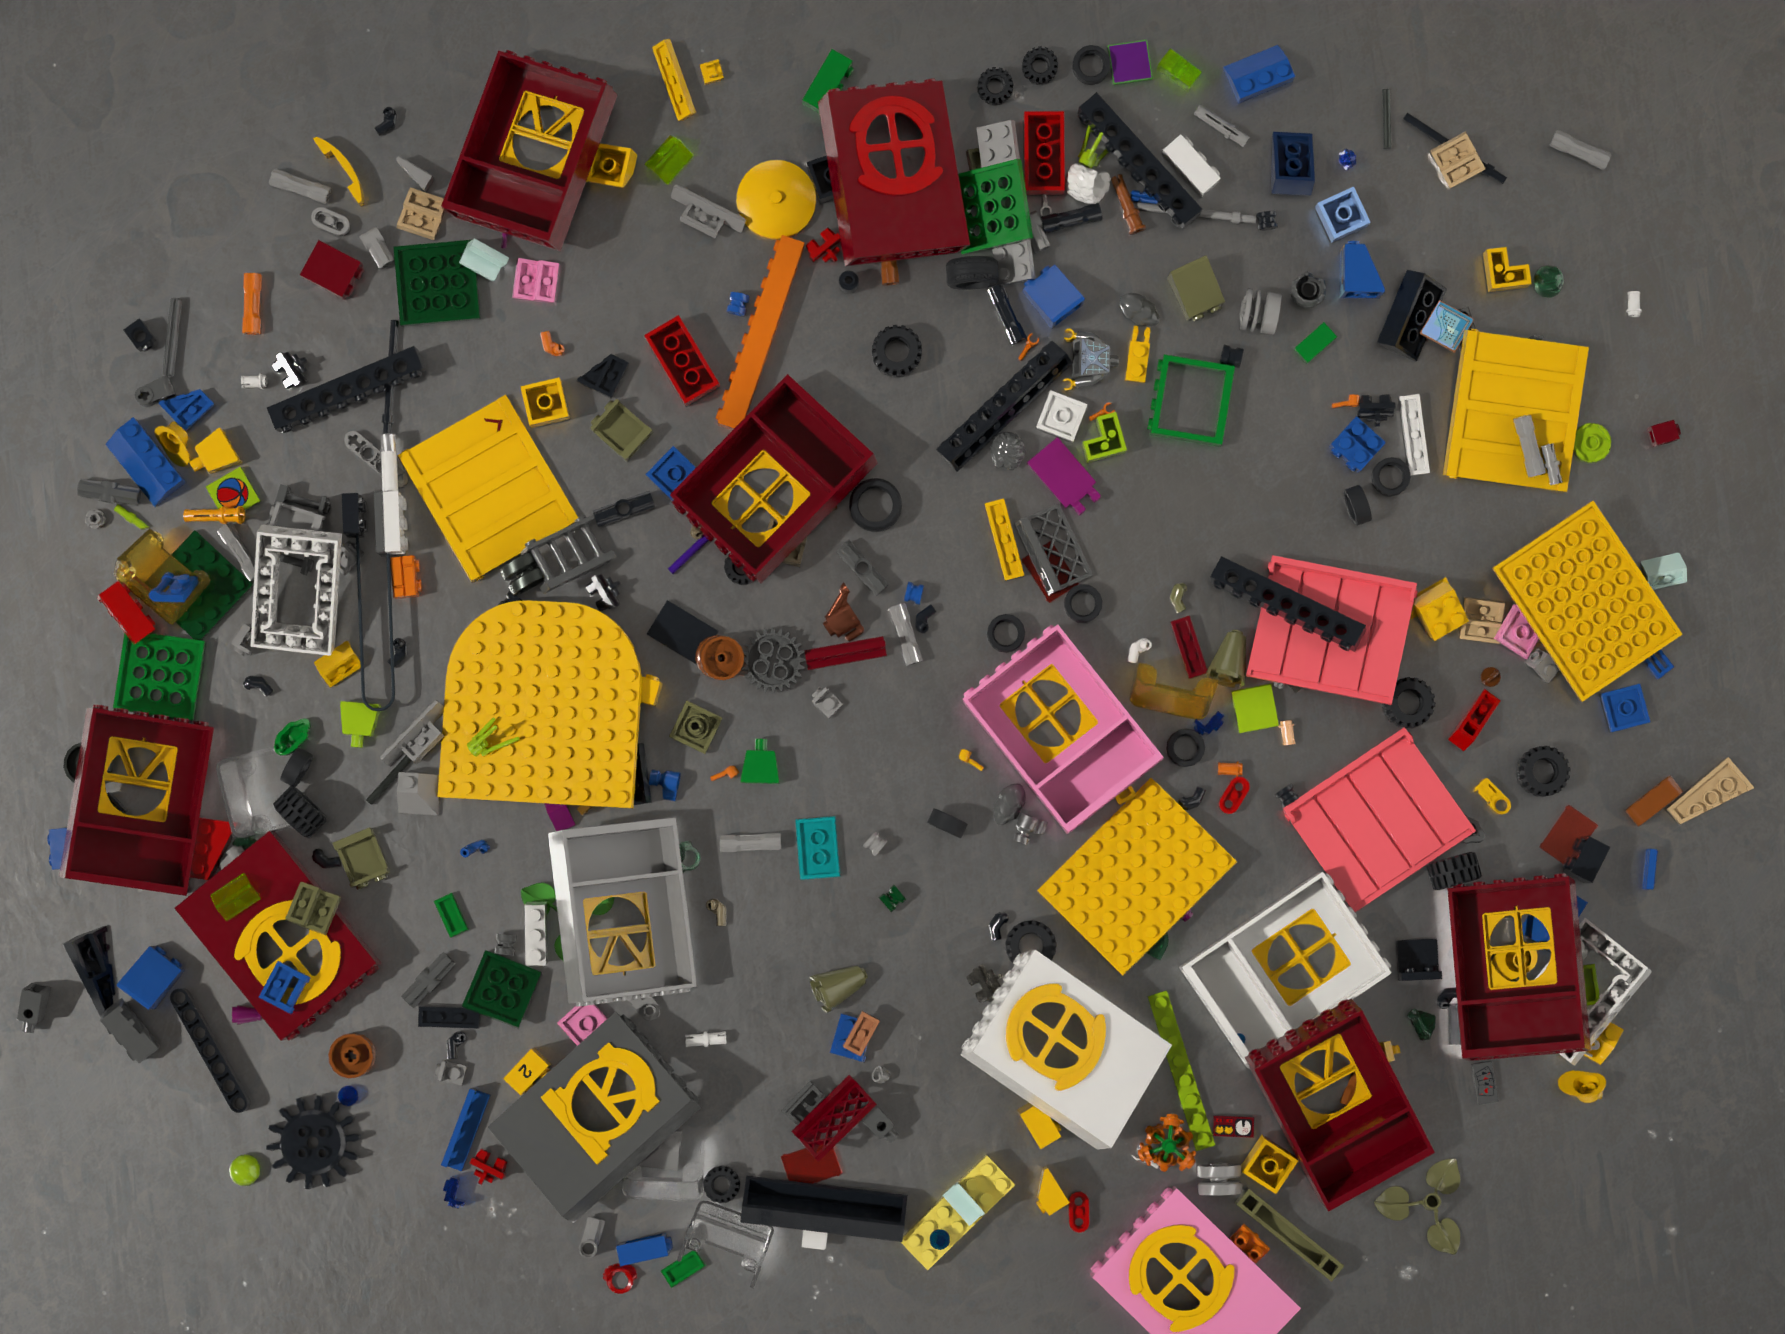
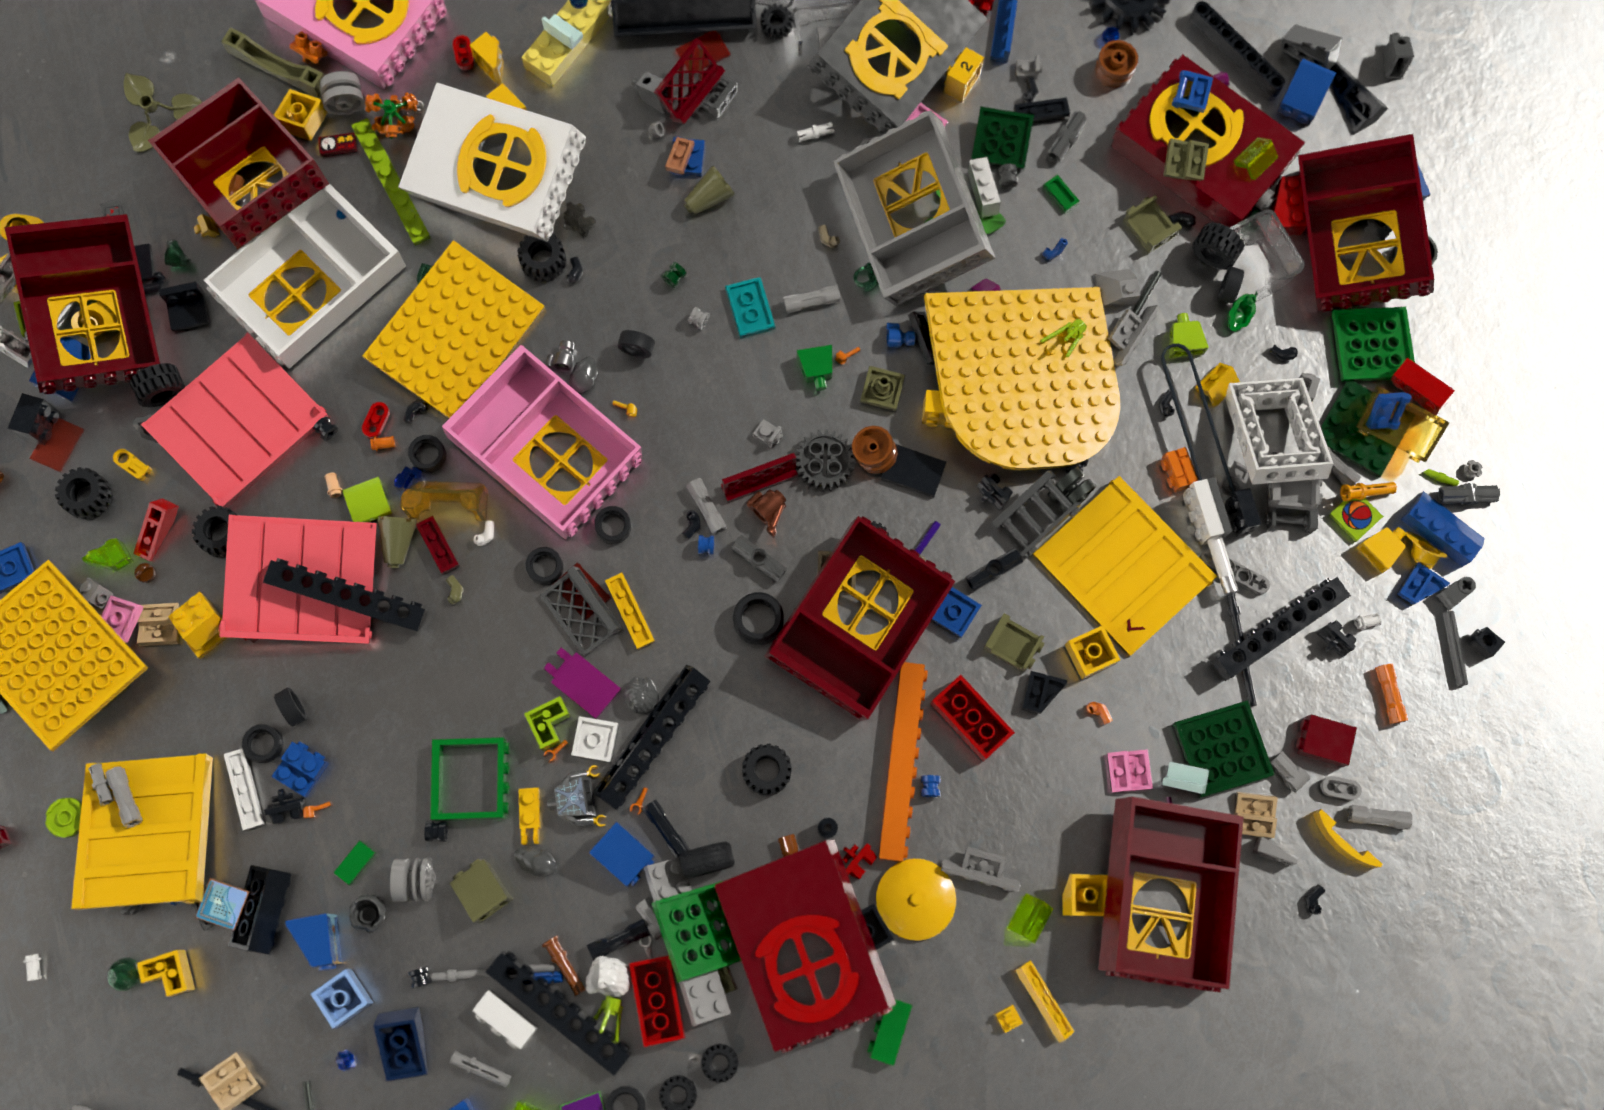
camera: 170 degrees right, 10 degrees down
(1523, 698) = (110, 556): none -> clear neon green slope

